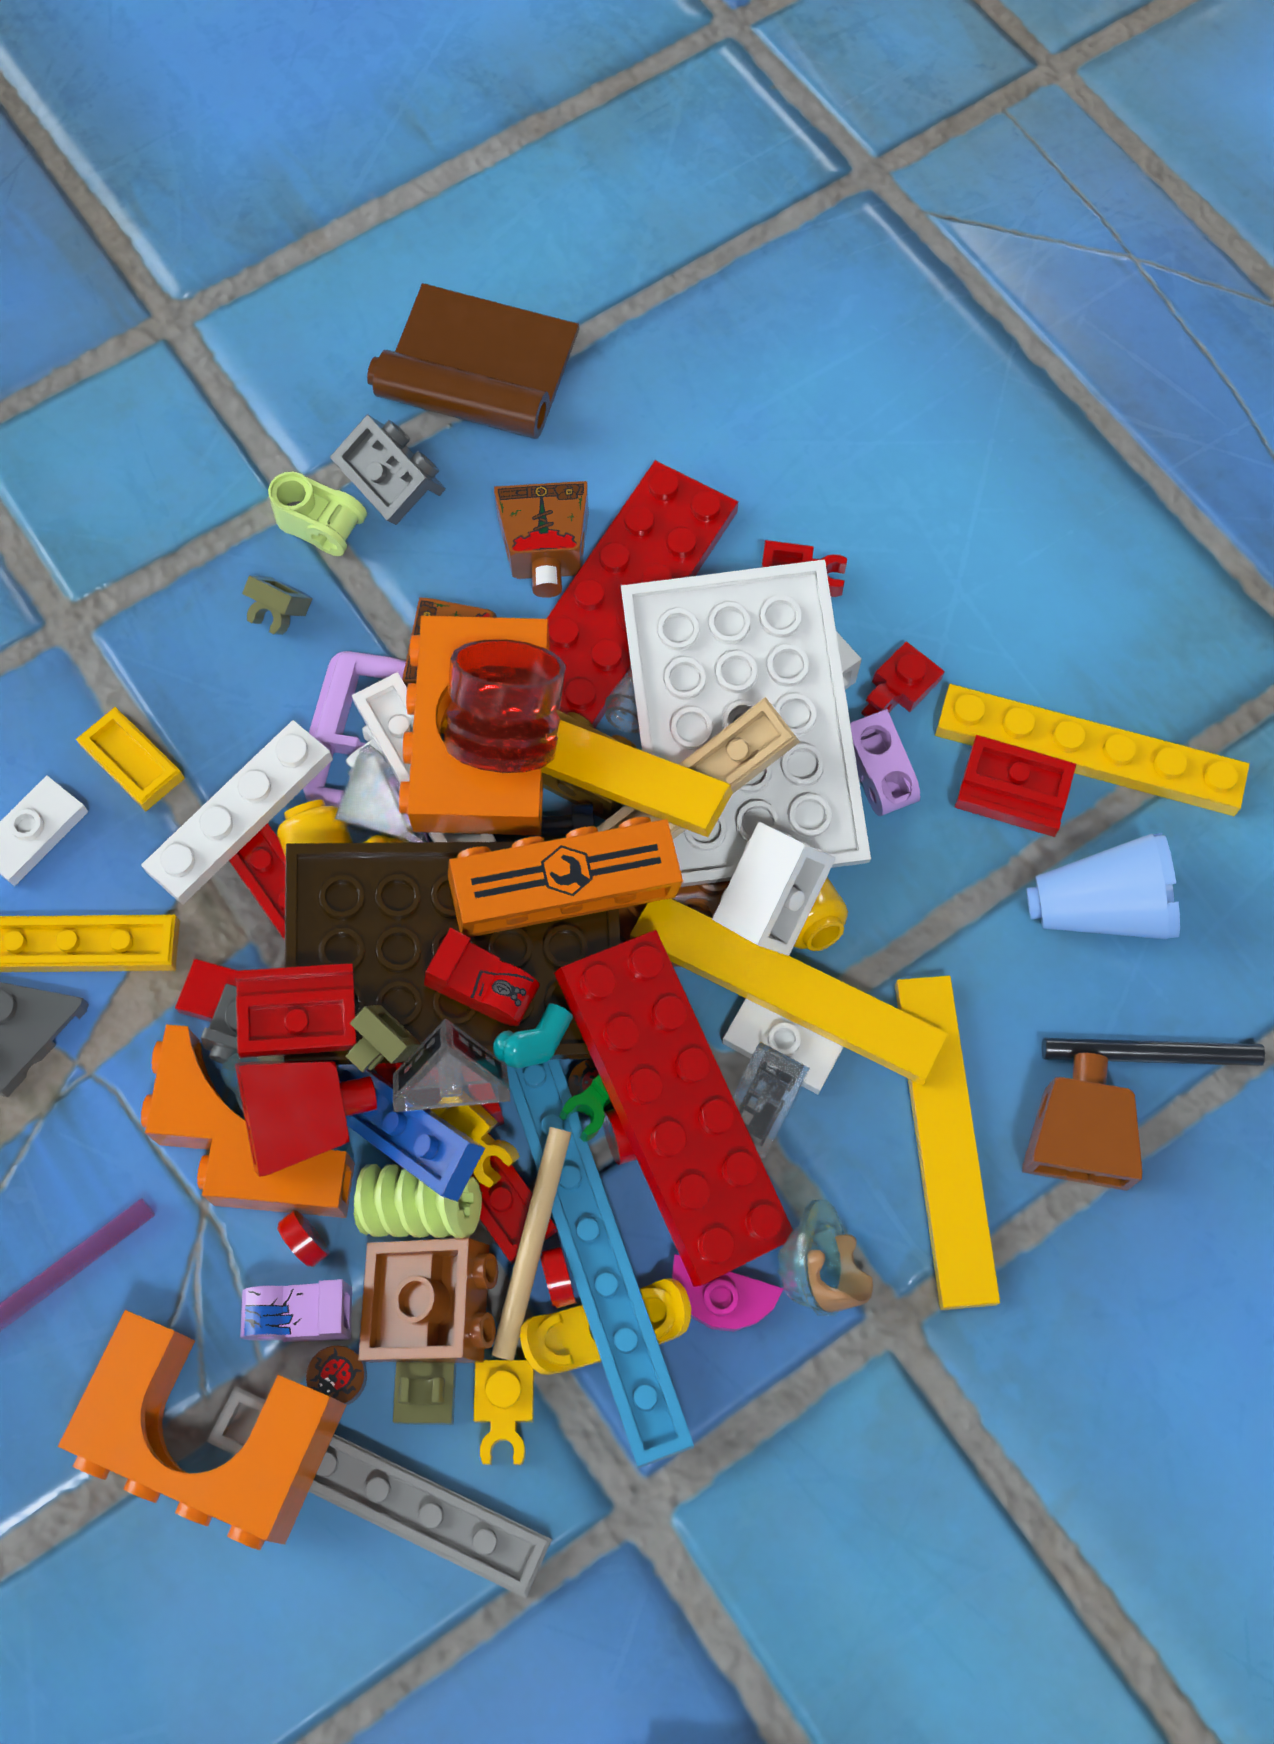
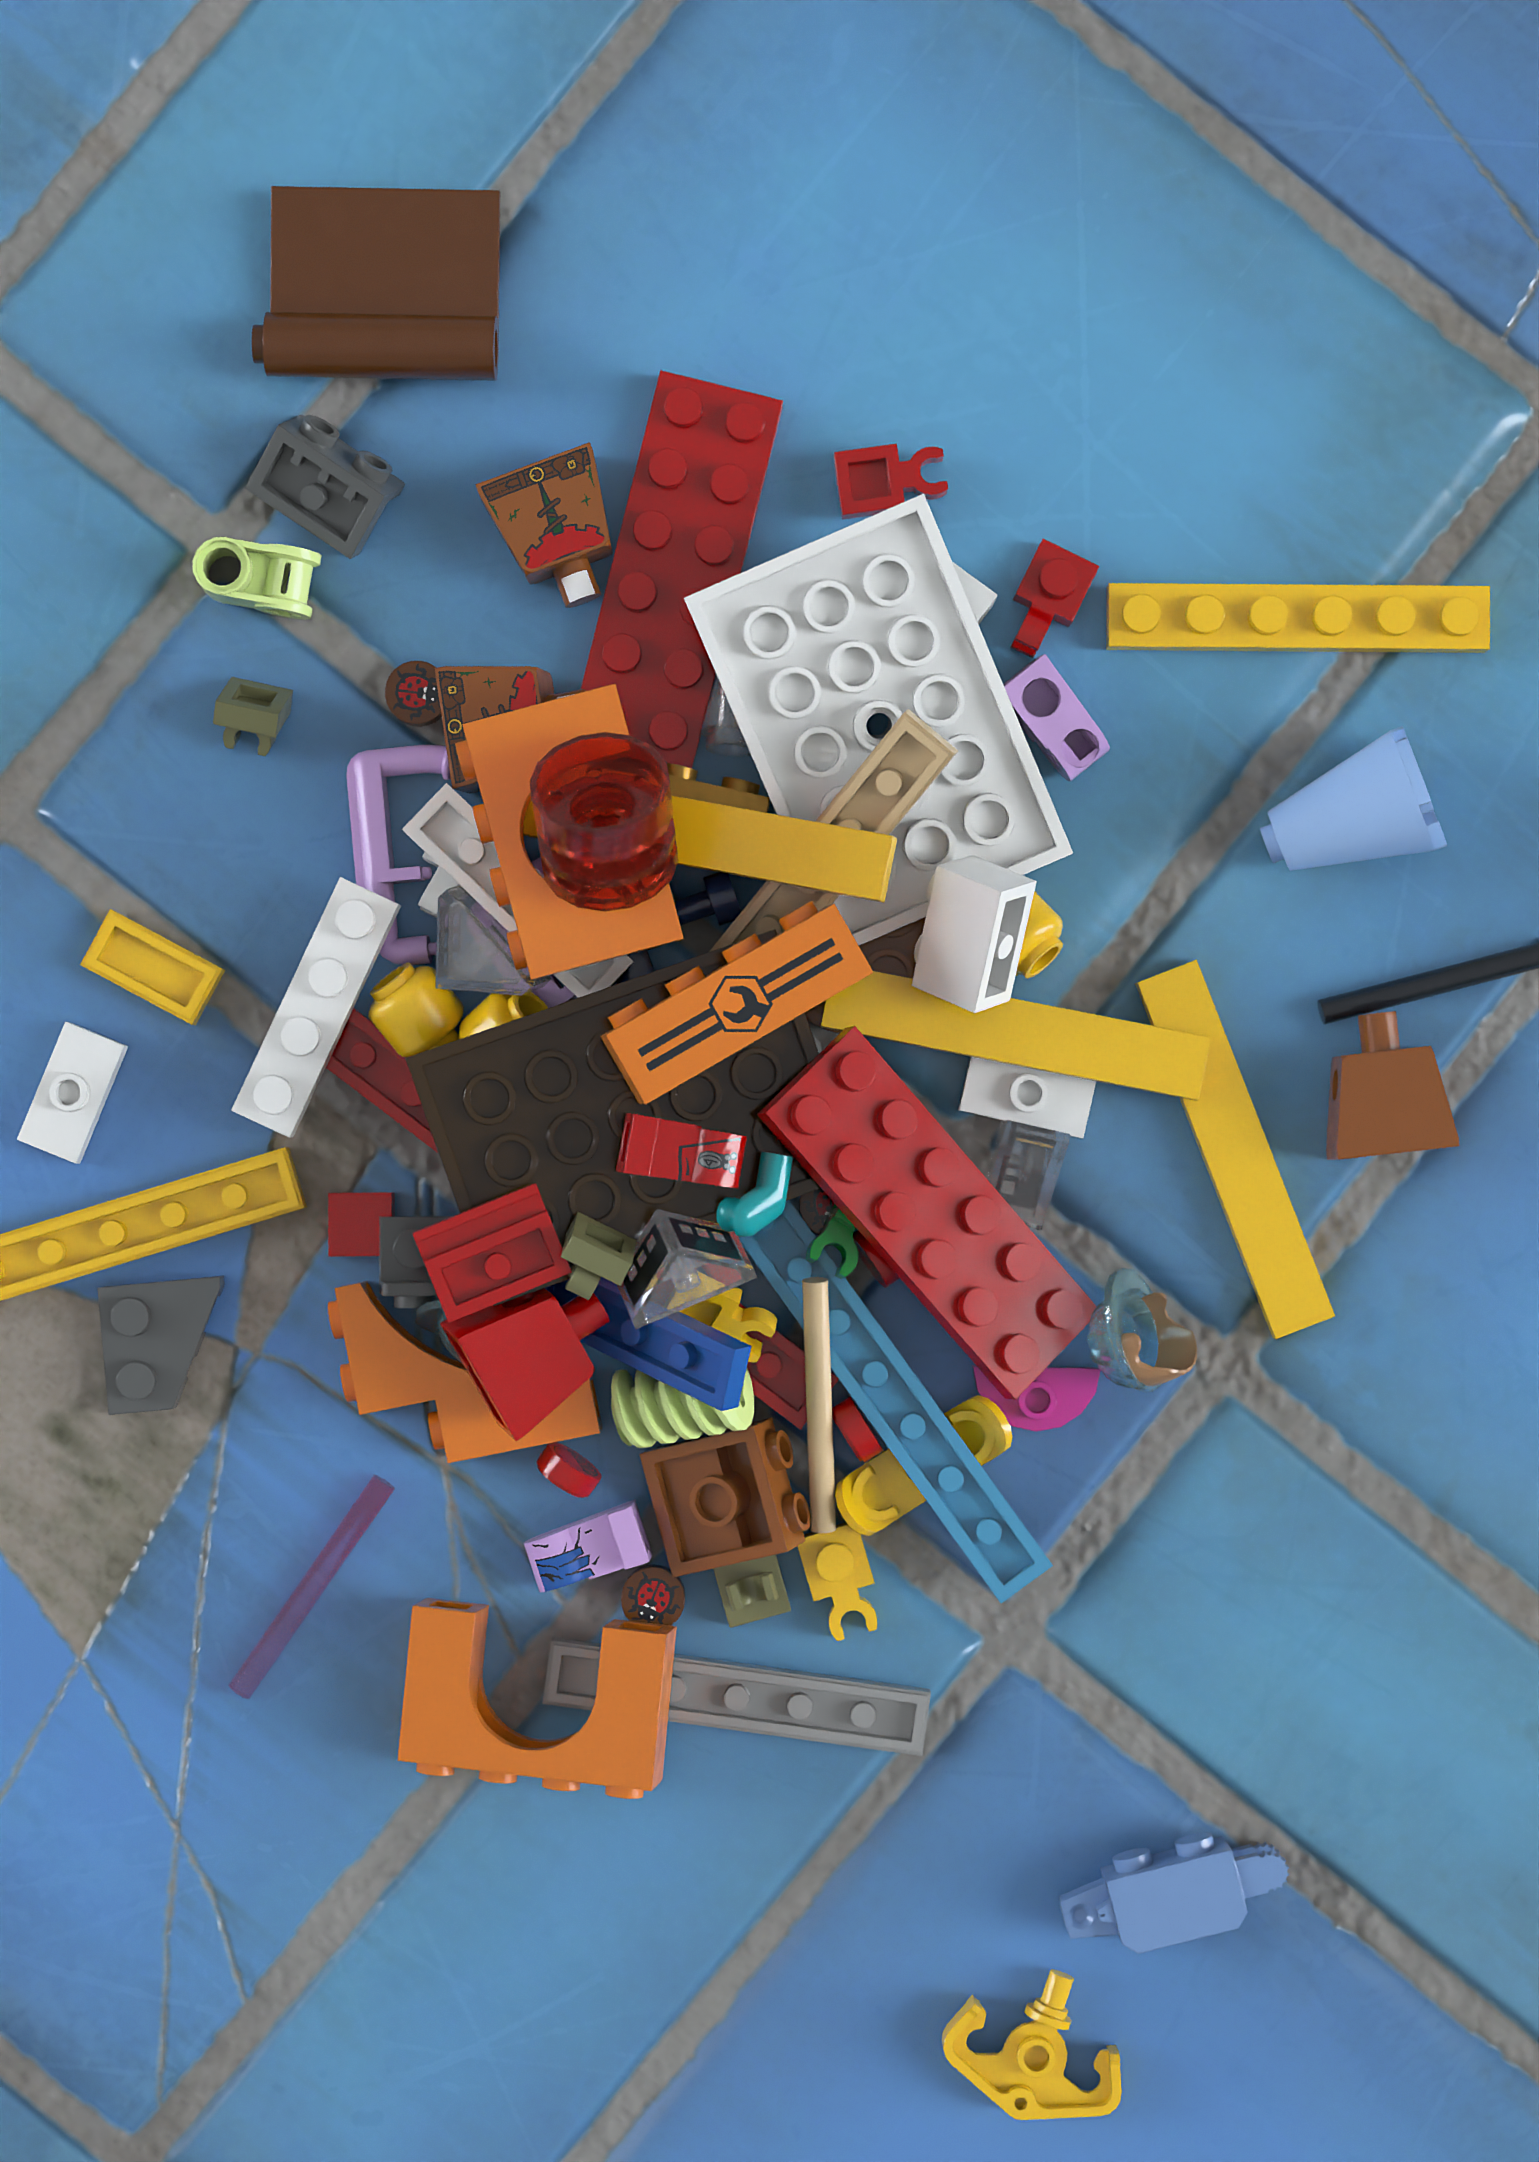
camera: 20 degrees left, 20 degrees up
(396, 623) = (413, 694): none -> tile
(1015, 786) = (1218, 697): red plate -> none

